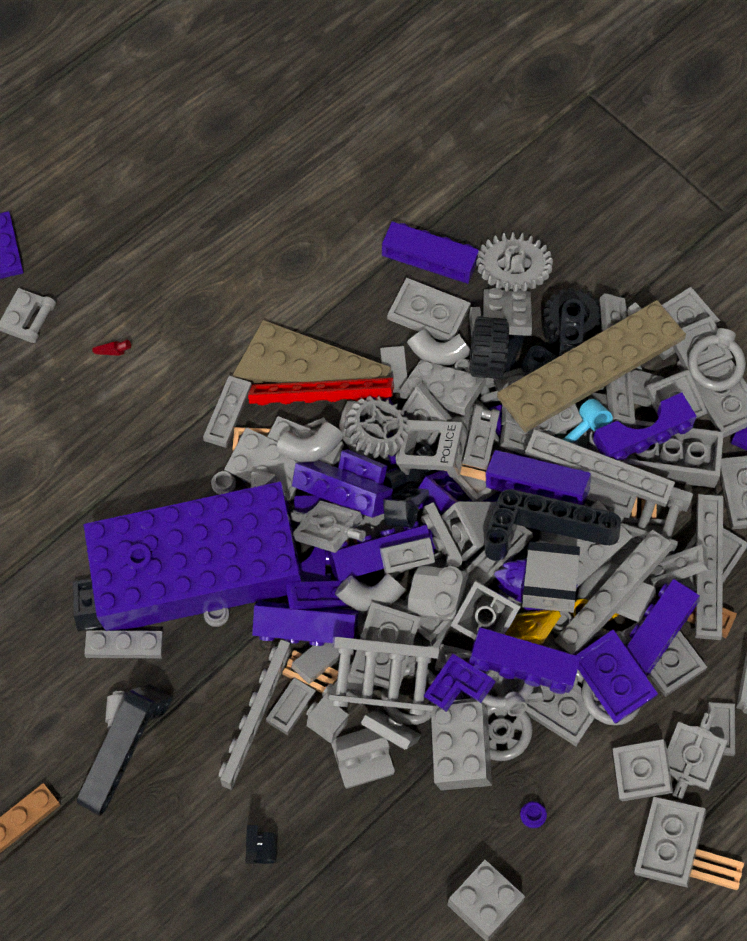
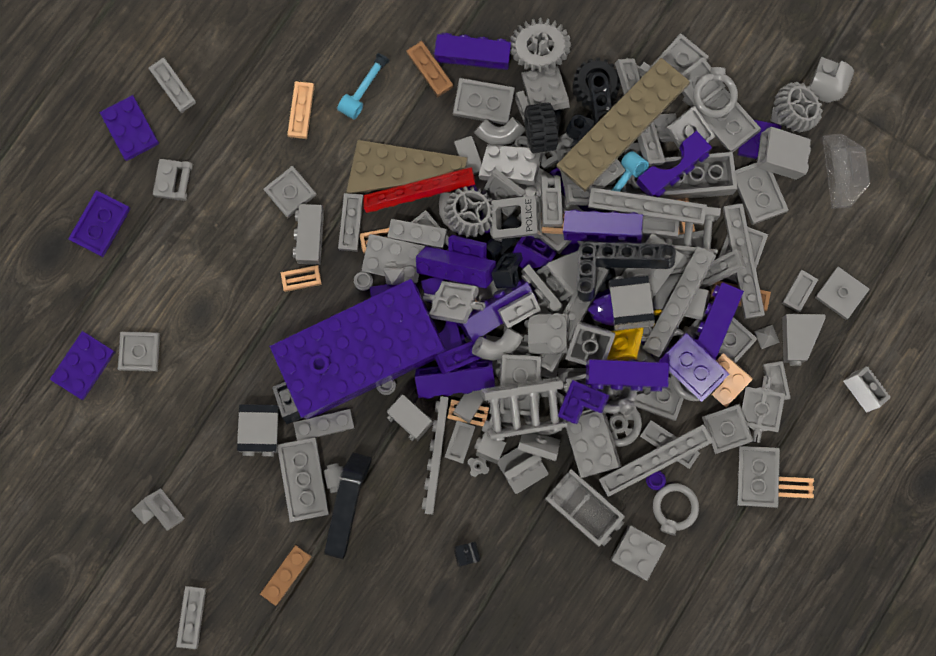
camera: 10 degrees left, 15 degrees up
(39, 628) = (258, 429): none -> light grey panel
(59, 211) = (172, 85): none -> light grey plate
(77, 704) = (303, 479): none -> light grey plate
(114, 348) = (248, 191): dark red bar -> none
(131, 467) = (302, 285): none -> light nougat tile
(163, 360) = (289, 191): none -> light grey plate
(172, 413) = (308, 234): none -> light grey brick
(204, 272) = (300, 110): none -> light nougat plate
(234, 656) = (409, 418): none -> light grey container
(267, 280) = (350, 104): none -> medium azure piece
(301, 746) = (482, 469): none -> light grey plate
(310, 448) = (425, 242): light grey cylinder -> none
(373, 260) = (429, 69): none -> medium nougat plate
(431, 828) = (585, 508): none -> clear door
(536, 877) = (669, 526): none -> light grey piece
(538, 786) = (655, 460): none -> light grey plate
(562, 772) = (659, 436): none -> light grey plate
(665, 712) = (733, 383): none -> light nougat plate
(720, 670) = (766, 336): none -> light grey slope

